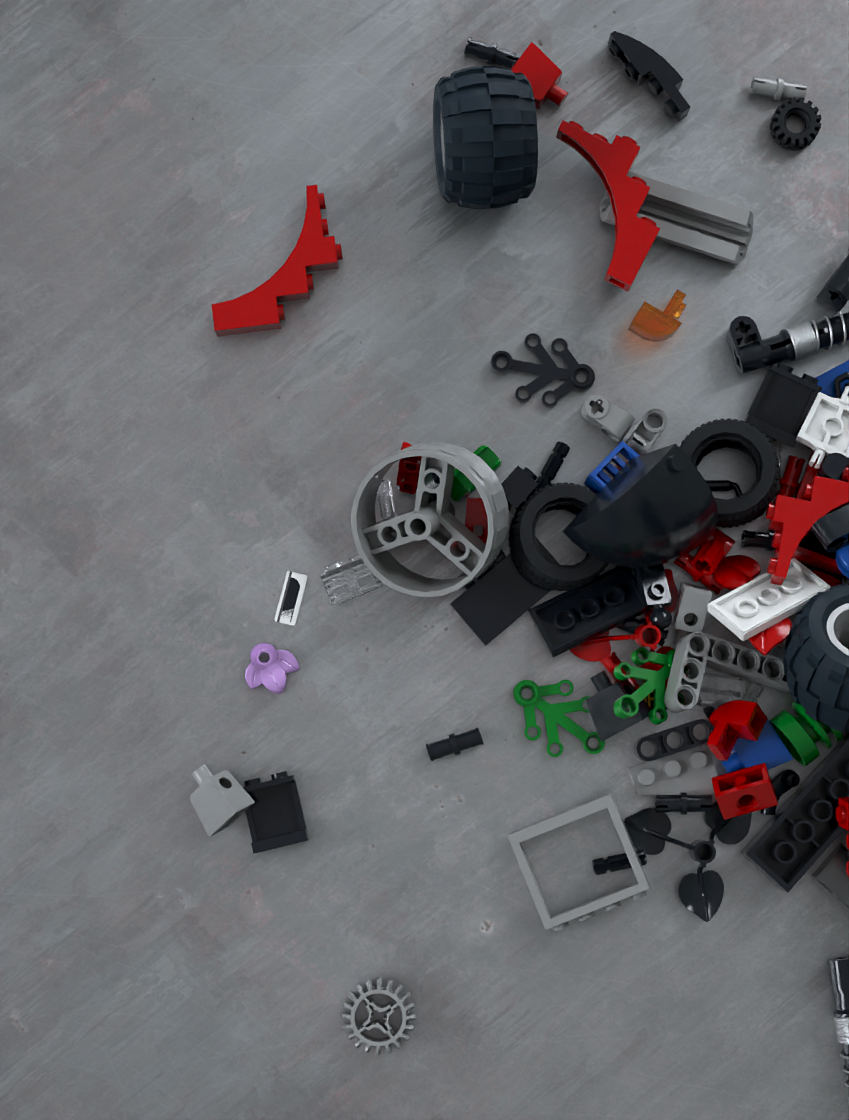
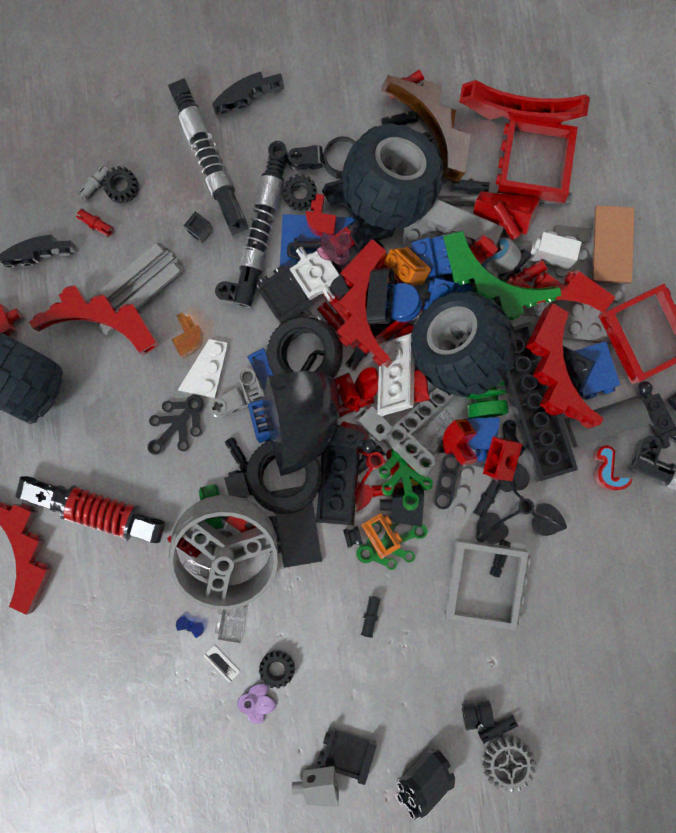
camera: 55 degrees left, 0 degrees up
(297, 925) = (425, 783): none -> black brick
(311, 523) = (184, 624): none -> clear blue piece
(337, 679) = (271, 680): none -> black tyre
(382, 333) = (92, 510): none -> piece
(411, 979) = (498, 729): none -> black pin
(415, 943) = (477, 715): none -> black wheel
(537, 665) = (352, 537): none -> black wheel
(551, 694) = (373, 537): none -> orange window
(631, 367) = (206, 371): none -> white wing
(678, 428) = (260, 365): none -> blue tile
(729, 121) = (94, 222): none -> red pin
(802, 250) = (198, 227): none -> black brick
(803, 930) = (605, 470): none -> red animal

